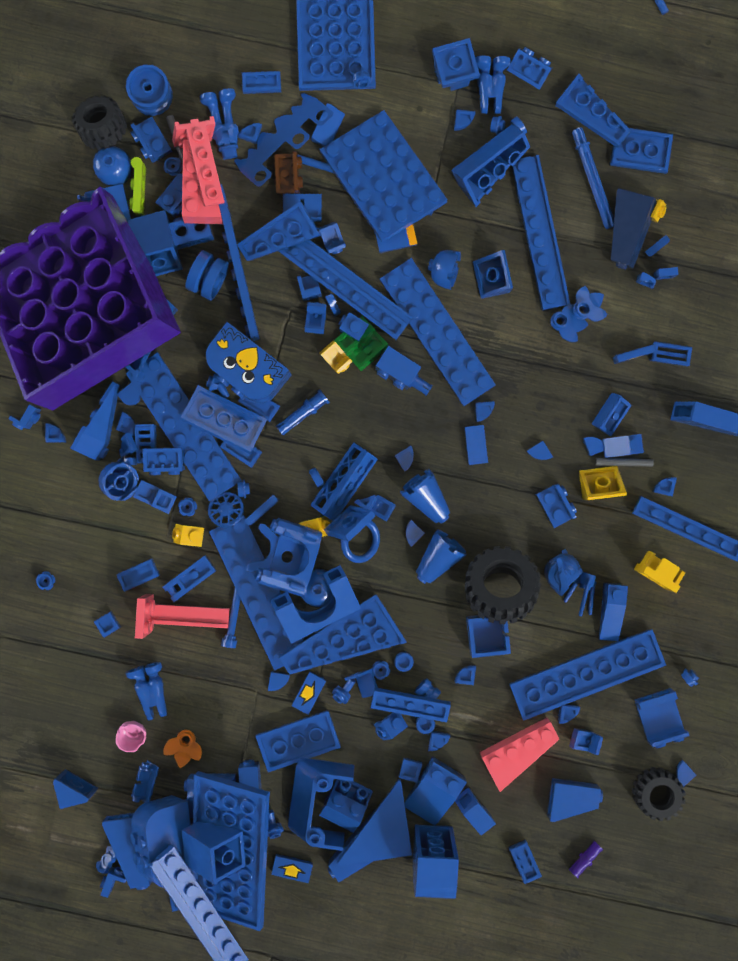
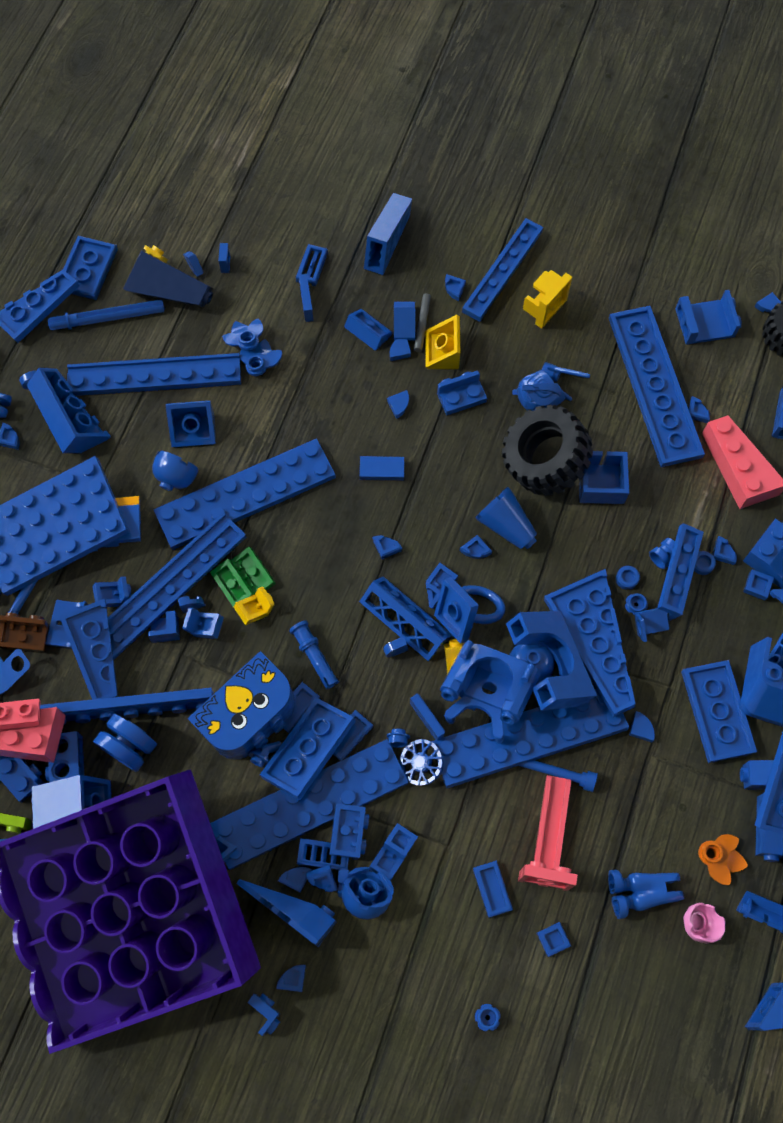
camera: 80 degrees left, 20 degrees down
(129, 395) = (258, 868): blue tile -> none
(188, 535) = (448, 816): yellow bracket -> none
(190, 578) = (503, 820): blue plate -> none
(192, 507) = (418, 811): blue plate -> none
(309, 692) = (659, 692): blue tile -> none
(341, 694) = (662, 653): blue plate -> none
(353, 326) = (220, 581): blue bracket -> none
(390, 726) = (705, 600): blue bracket -> none
(401, 371) = (282, 533): blue brick -> none
(427, 496) = (433, 524): blue cone -> none
(466, 675) = (648, 511): blue tile -> none
(483, 410) = (343, 456): blue tile -> none
(497, 125) = (24, 401): blue plate -> none
(586, 741) = (731, 392): blue bracket -> none
(612, 611) = (585, 350): blue slope -> none
(646, 280) = (227, 278): blue tile -> none
(690, 677) = (665, 285): blue plate -> none

